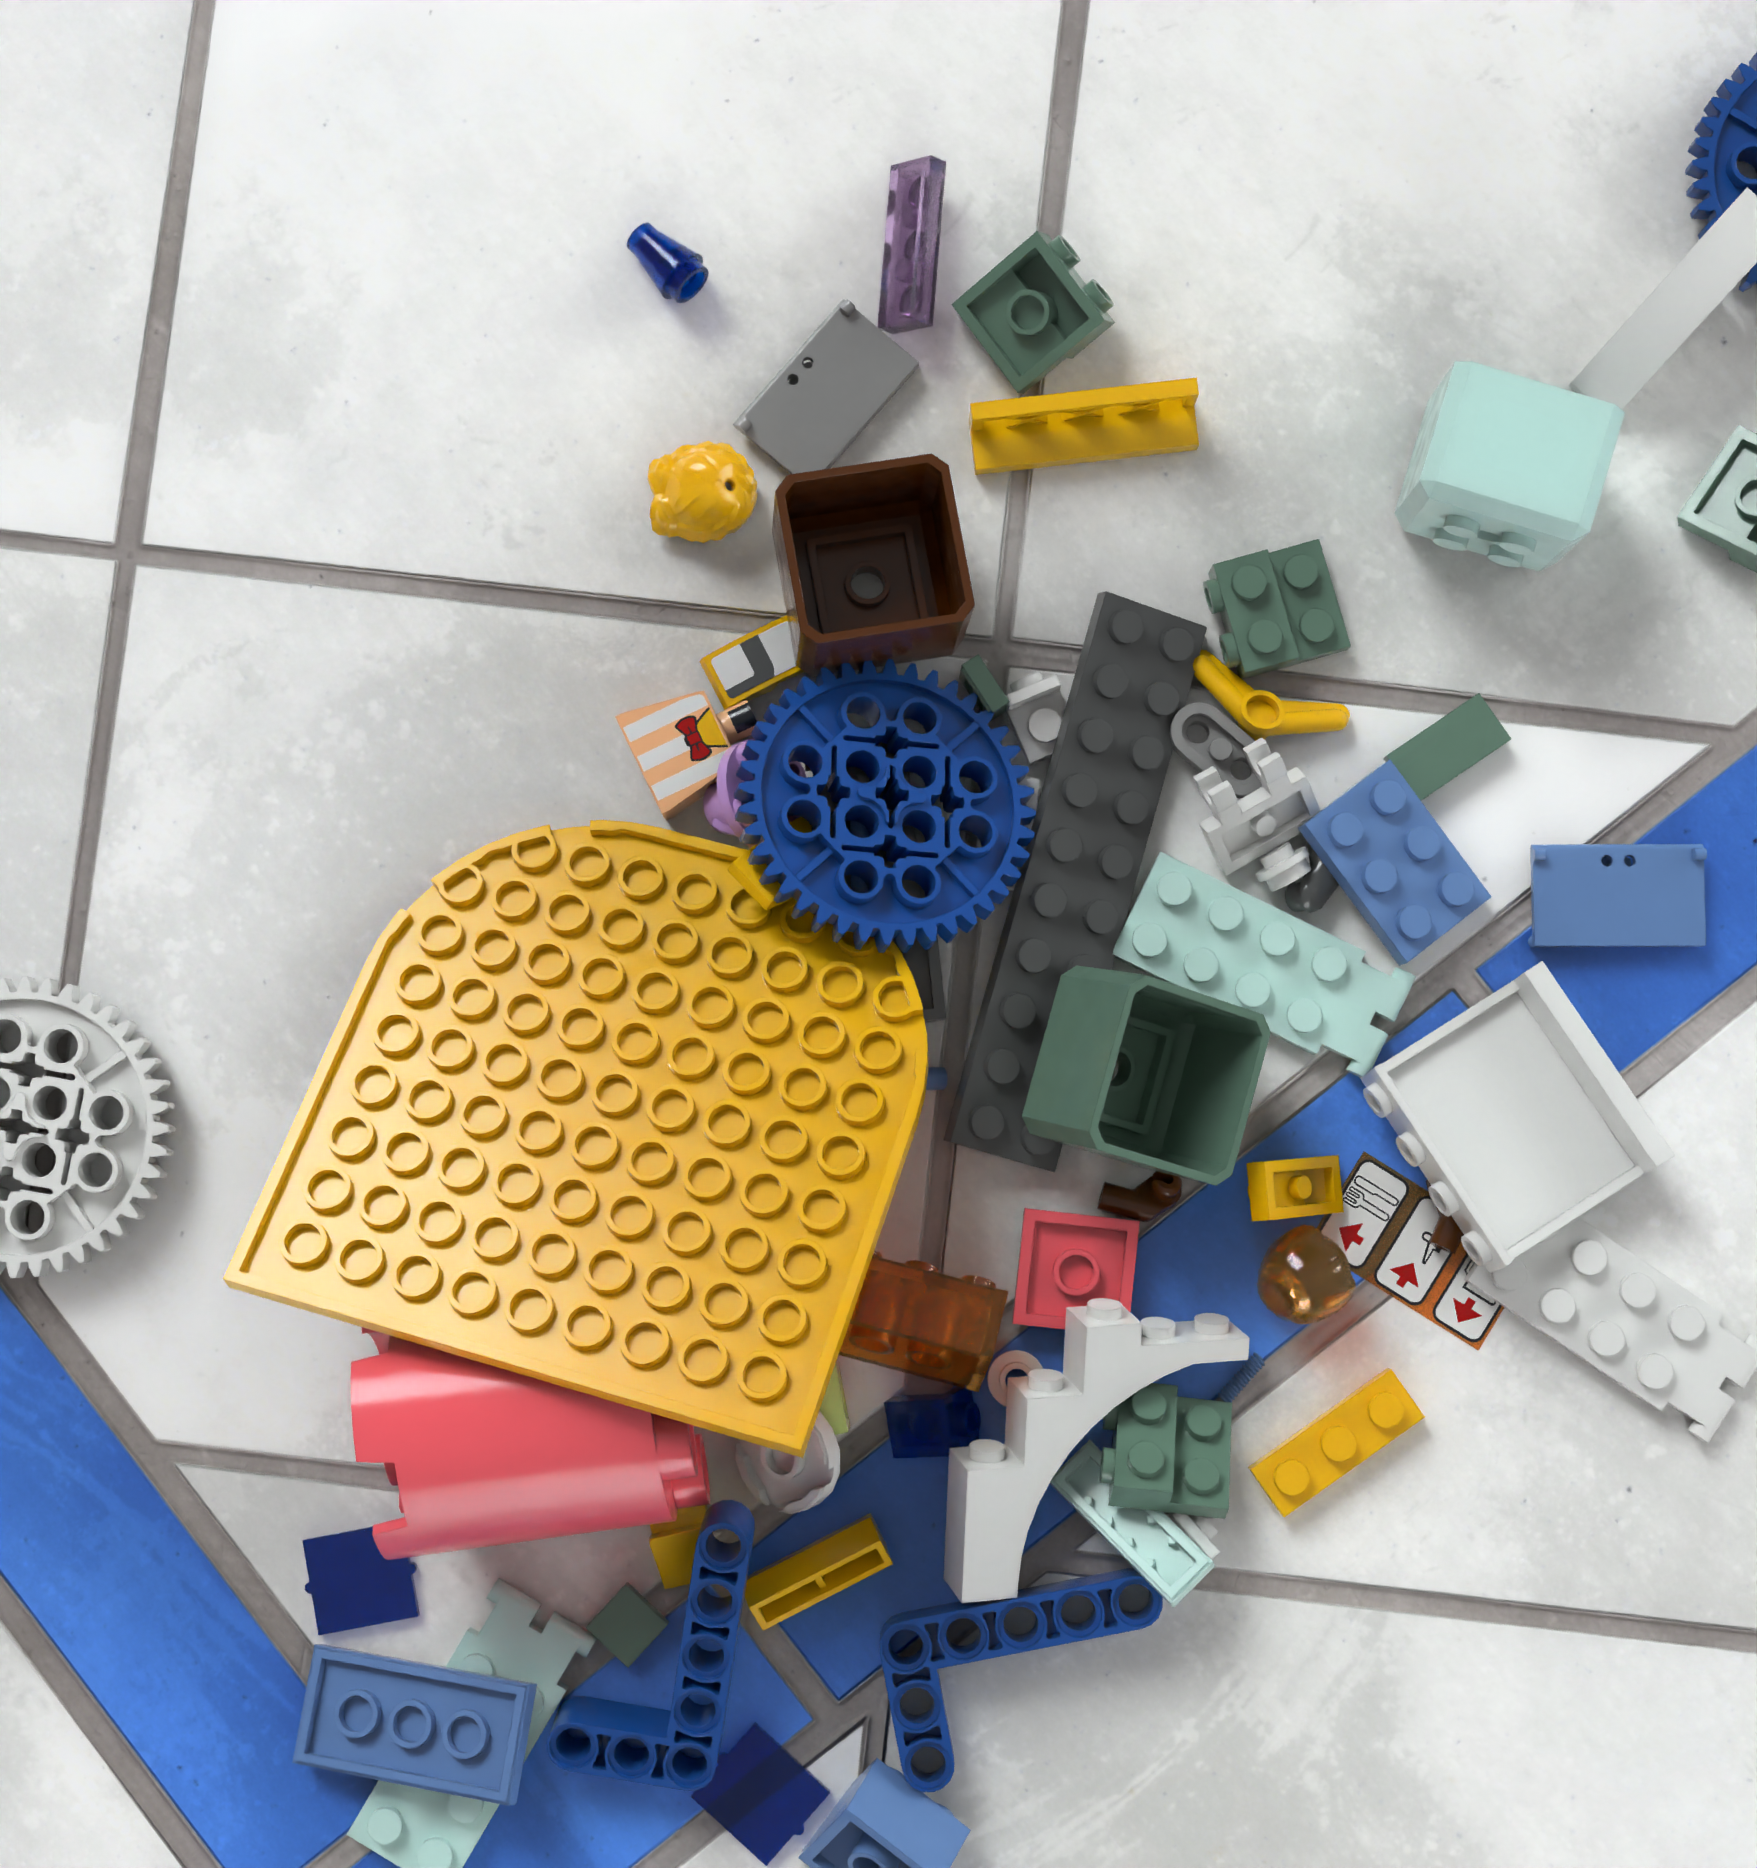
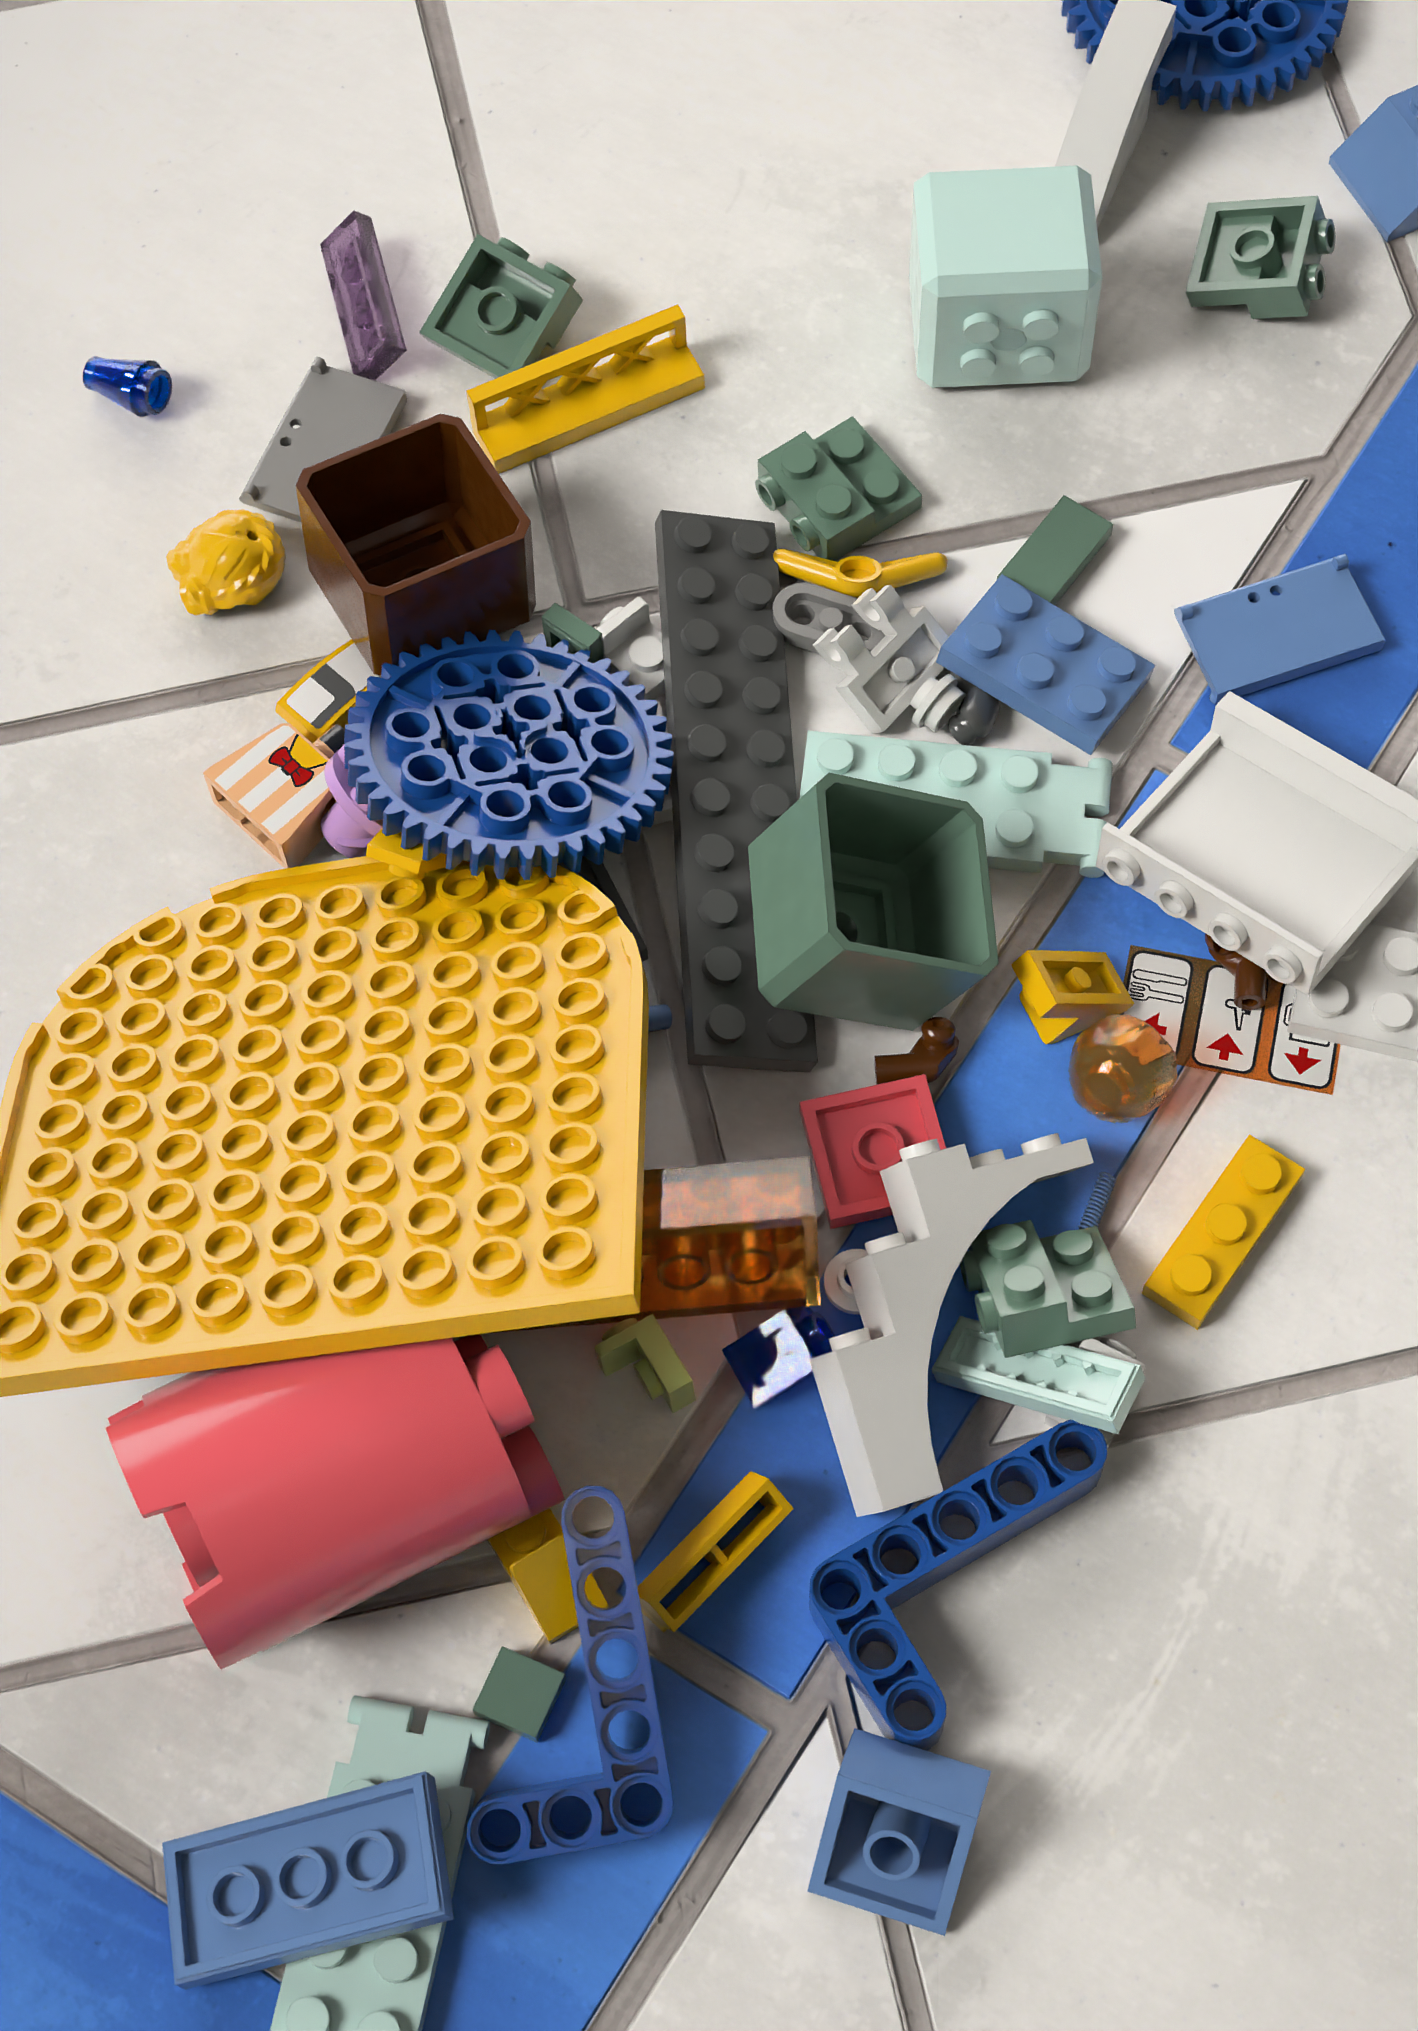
camera: 20 degrees left, 20 degrees down
(355, 1583) = (195, 1754): clear blue piece -> none
(761, 1793) = (737, 1834): clear blue piece -> none
(788, 1479) = (635, 1433): white tile -> none

